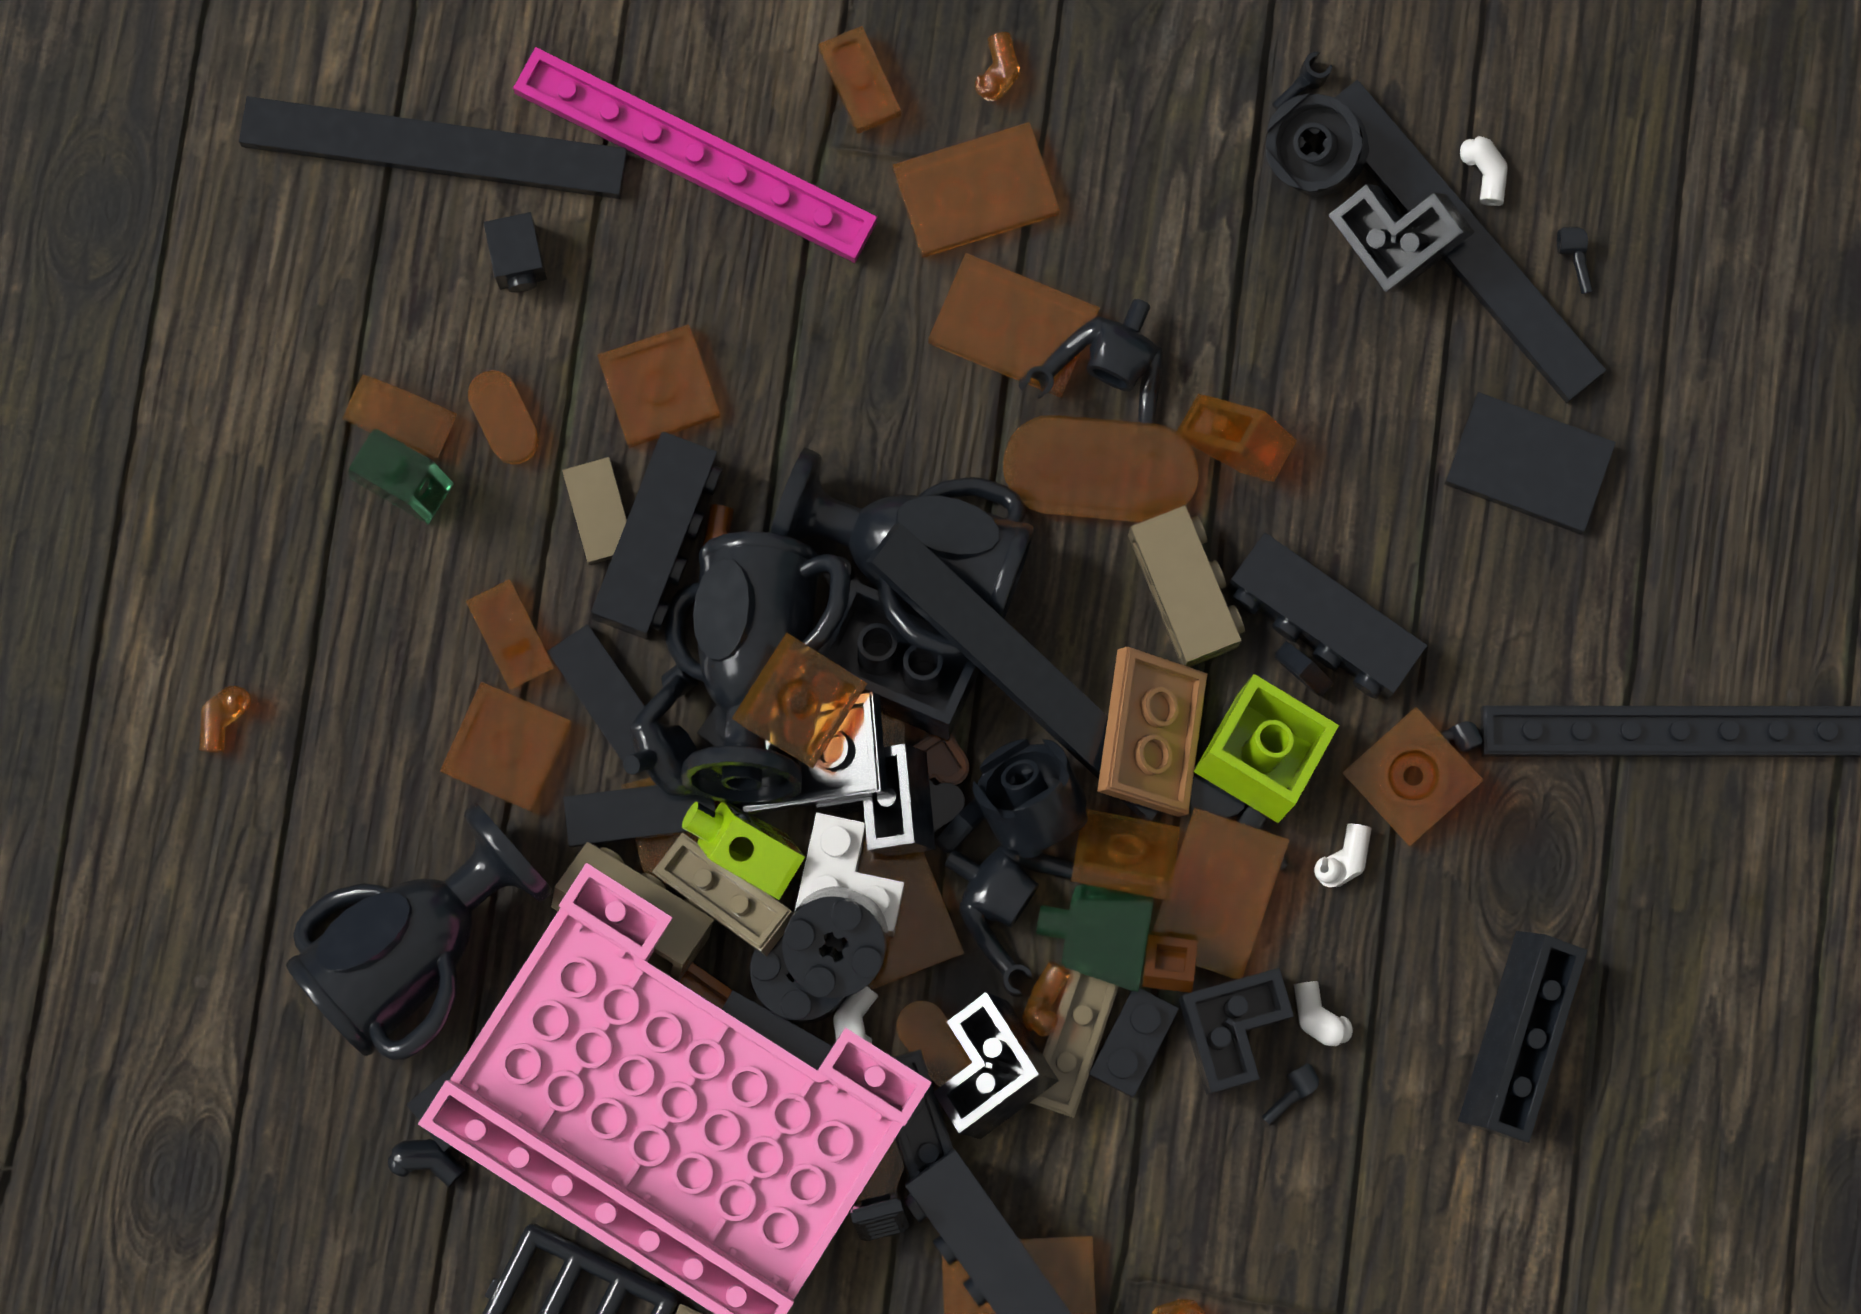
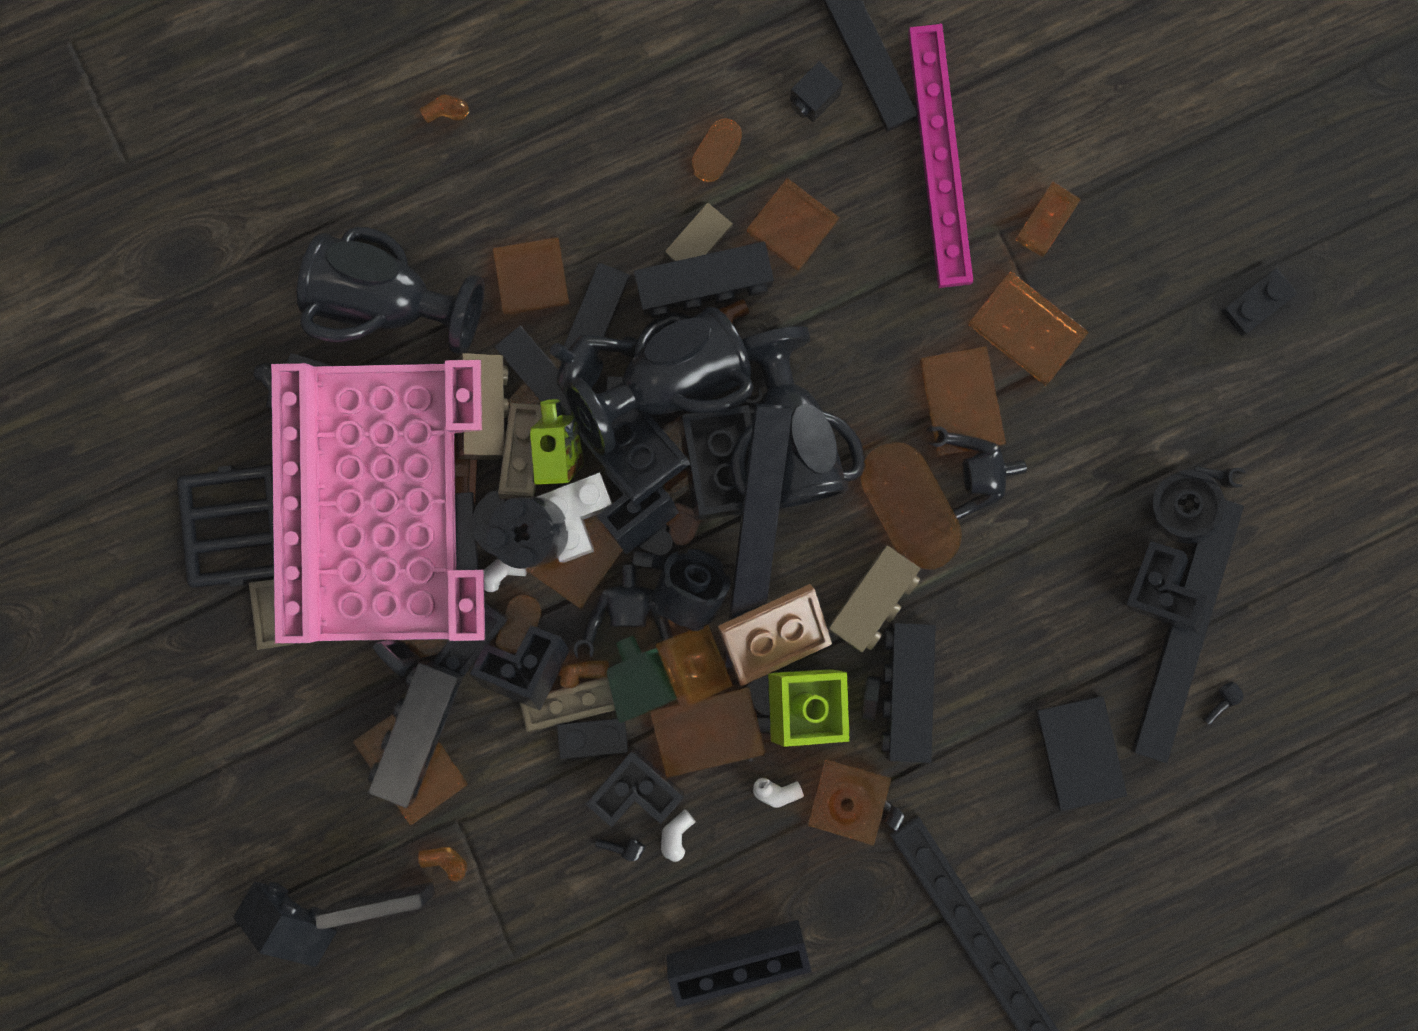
camera: 60 degrees right, 5 degrees up
(398, 475) = (642, 110): clear green torso -> none
(400, 415) = (678, 92): clear orange slope -> none
(509, 634) = (596, 235): clear orange slope -> none
(799, 700) = (652, 419): clear orange plate -> none
(1002, 72) = (1108, 298): clear orange arm -> none
(1170, 963) = (647, 731): reddish brown plate -> none
(1237, 436) = (982, 572): clear orange slope -> none
(1492, 166) = (1245, 618): white arm -> none

